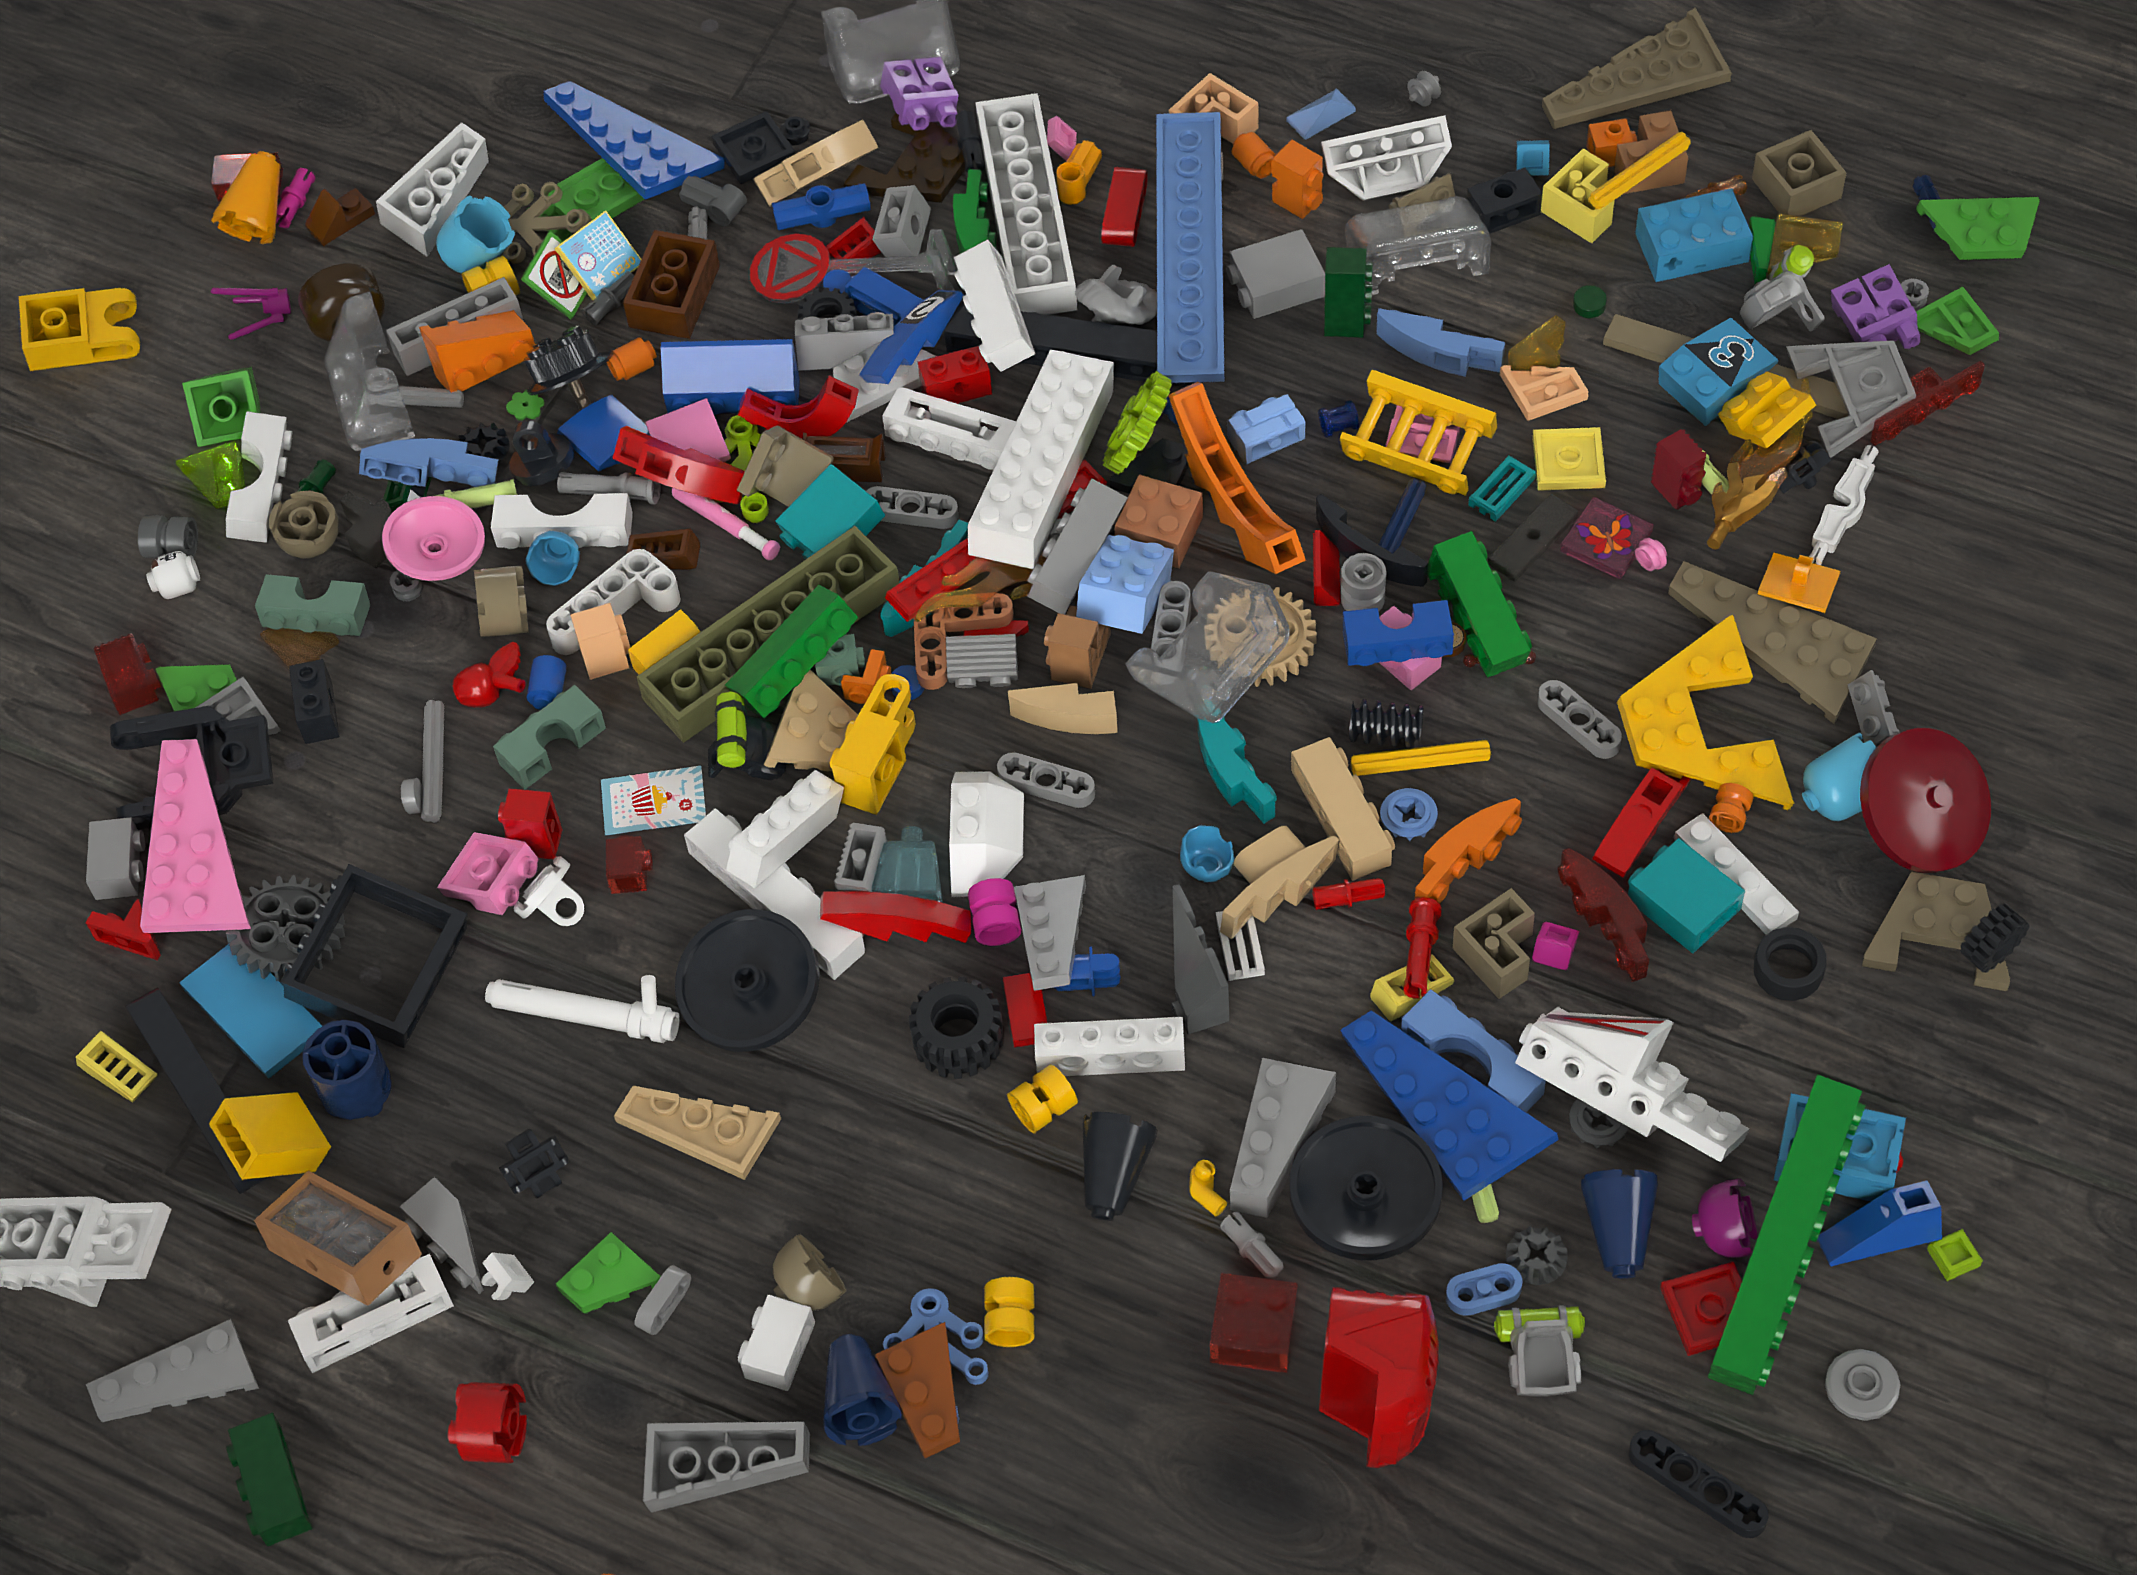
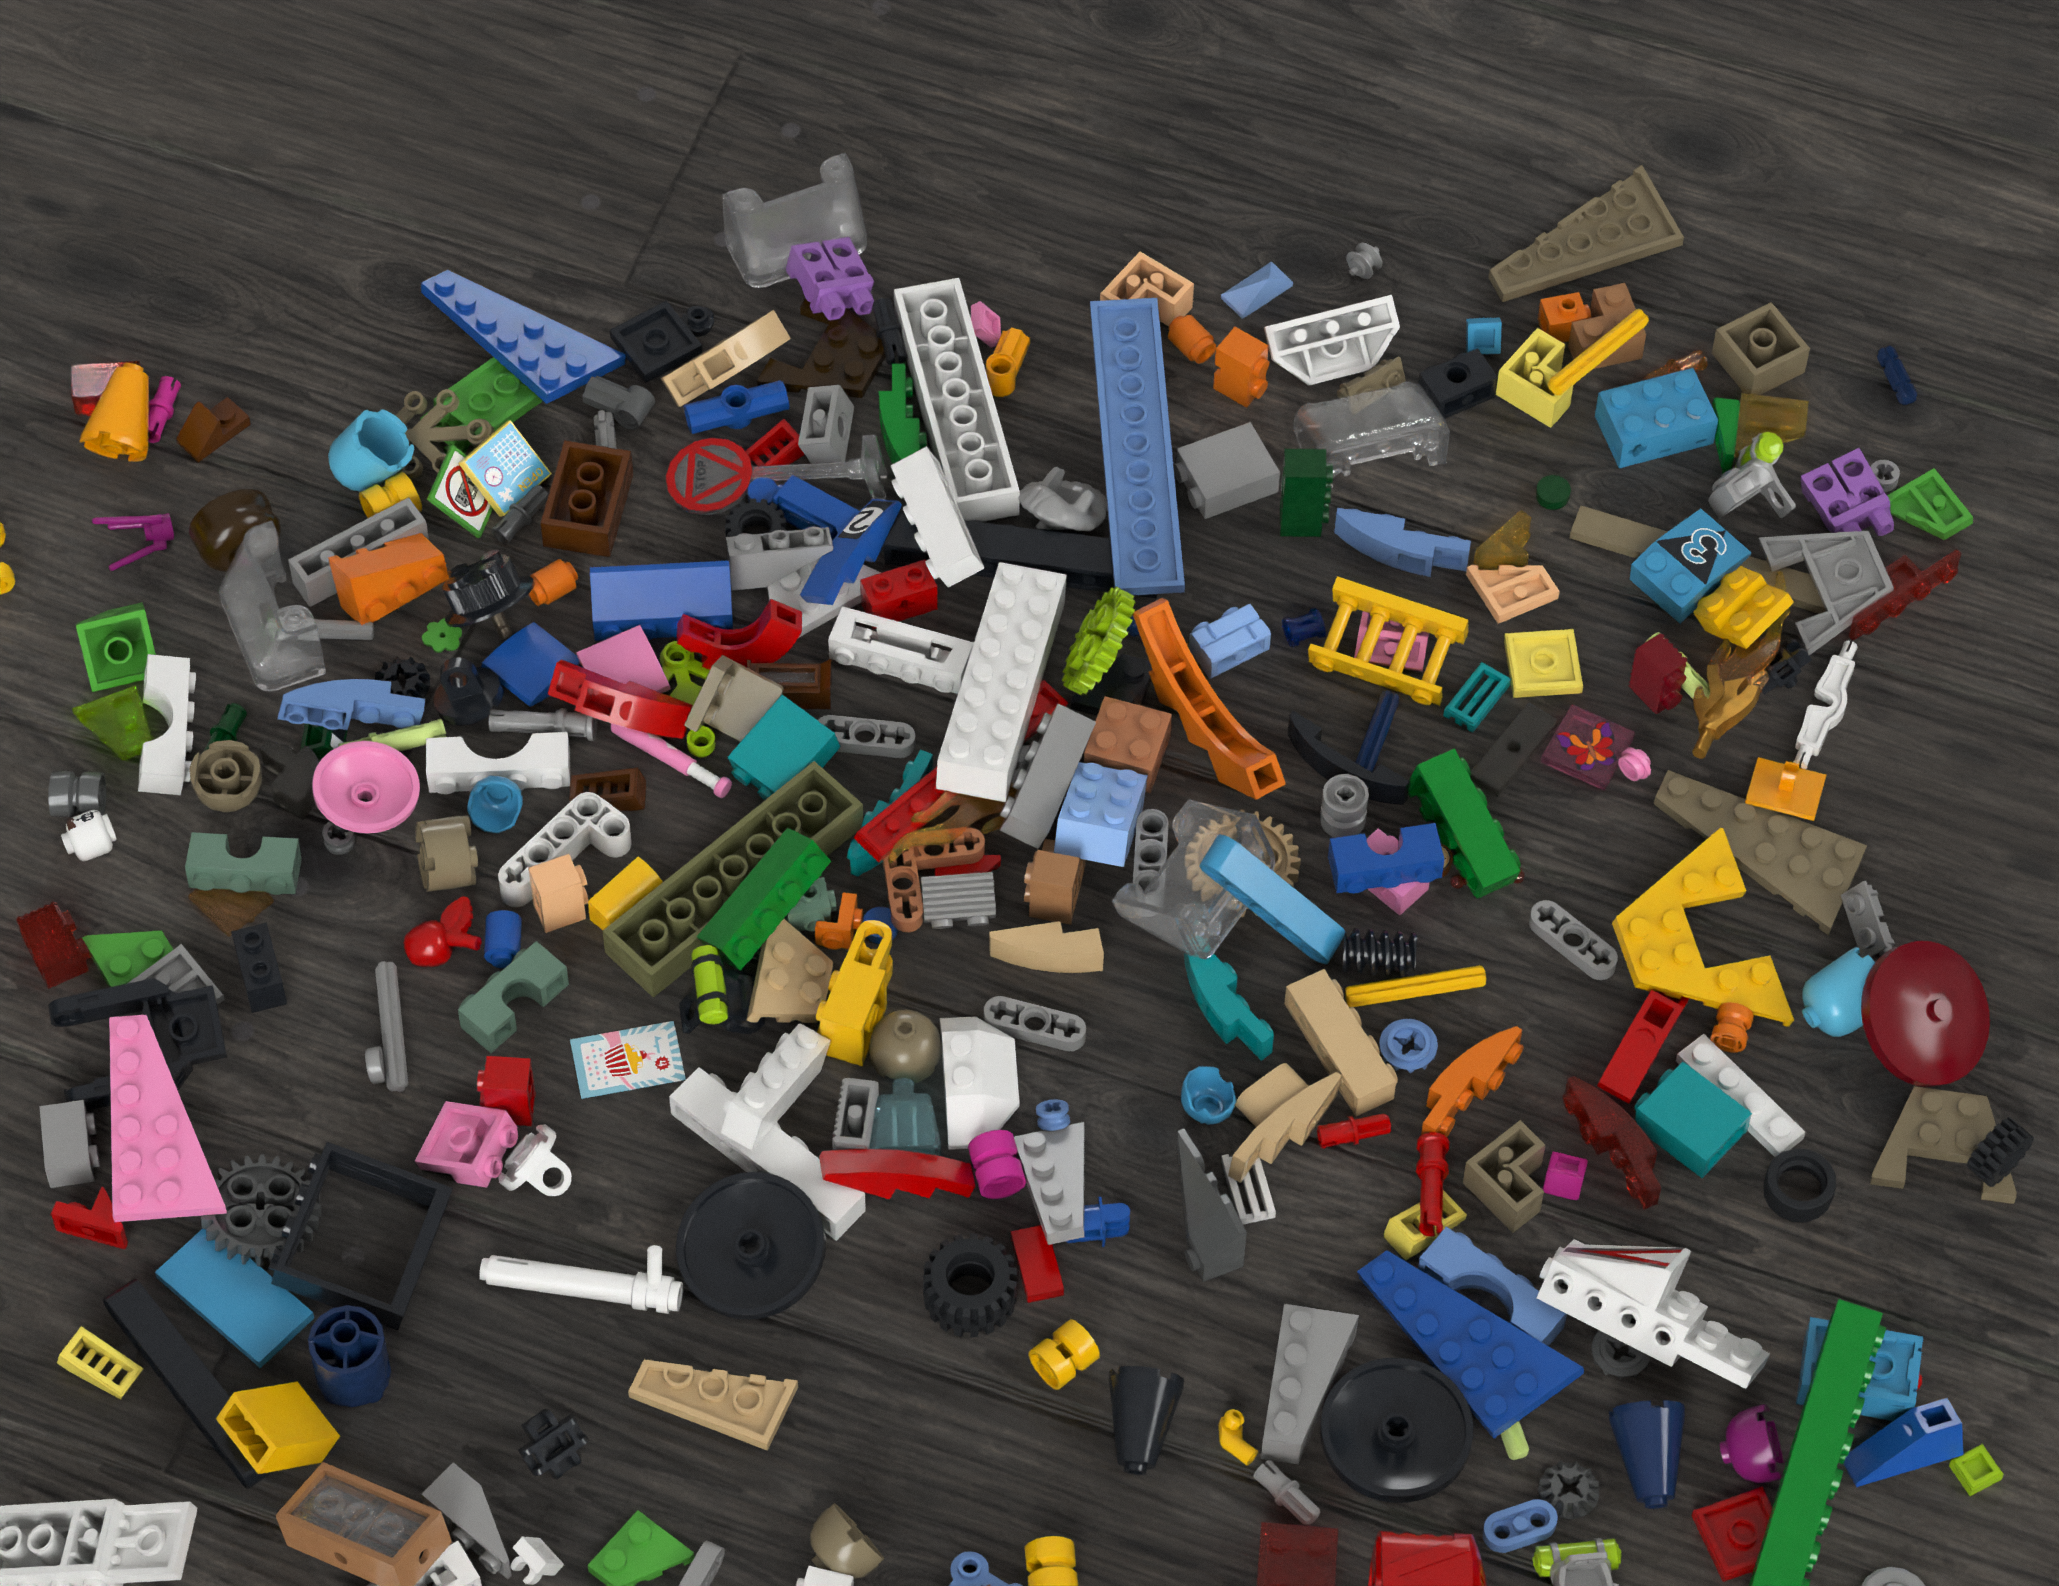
camera: 10 degrees left, 0 degrees up
(433, 188) = (314, 400): white wedge -> none
(627, 864) = (611, 1128): clear red brick -> none
(918, 796) = (905, 1046): none -> dark tan cylinder
(1054, 867) = (1052, 1115): none -> medium blue bush
(1111, 1046) = (1129, 1298): white brick -> none
(1124, 206) = (1059, 399): red beam -> none
(1282, 667) = (1272, 899): none -> dark azure beam
(1325, 571) = (1302, 792): red slope -> none
(1983, 225) = (1951, 400): bright green wing -> none

